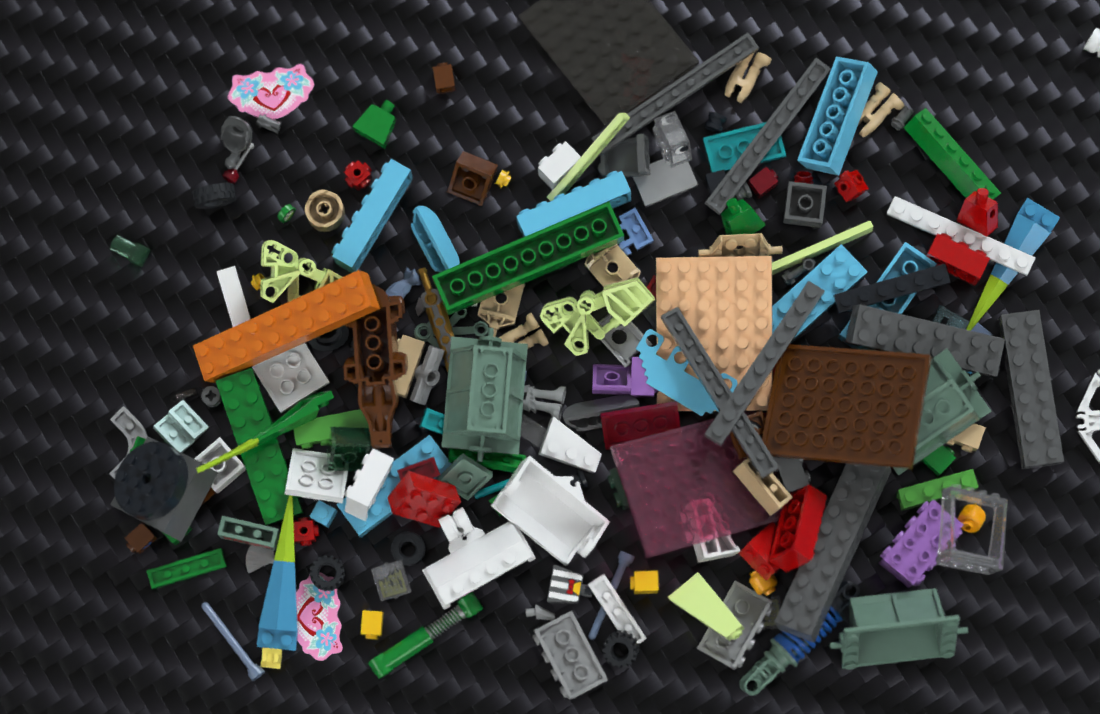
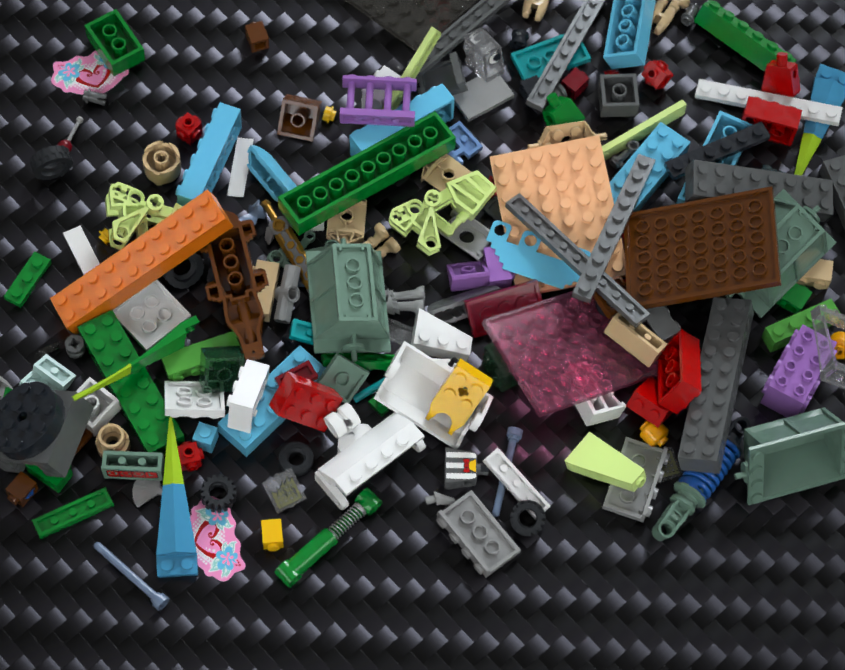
camera: 20 degrees left, 15 degrees down
(175, 315) = (27, 279): none -> green plate
(229, 495) = (109, 433): none -> tan piece
(236, 138) = (64, 109): dark grey piece -> none
(271, 658) = (174, 585): light yellow tile -> none
(286, 213) = (124, 172): green tile -> none
(297, 66) = (115, 42): none -> green brick
(376, 123) = (198, 83): green torso -> none
(403, 224) = (239, 168): none -> white sticker
(556, 202) = (371, 116): none -> medium lavender fence
(576, 517) = (455, 400): none -> yellow brick
(644, 582) = (539, 450): yellow brick -> none

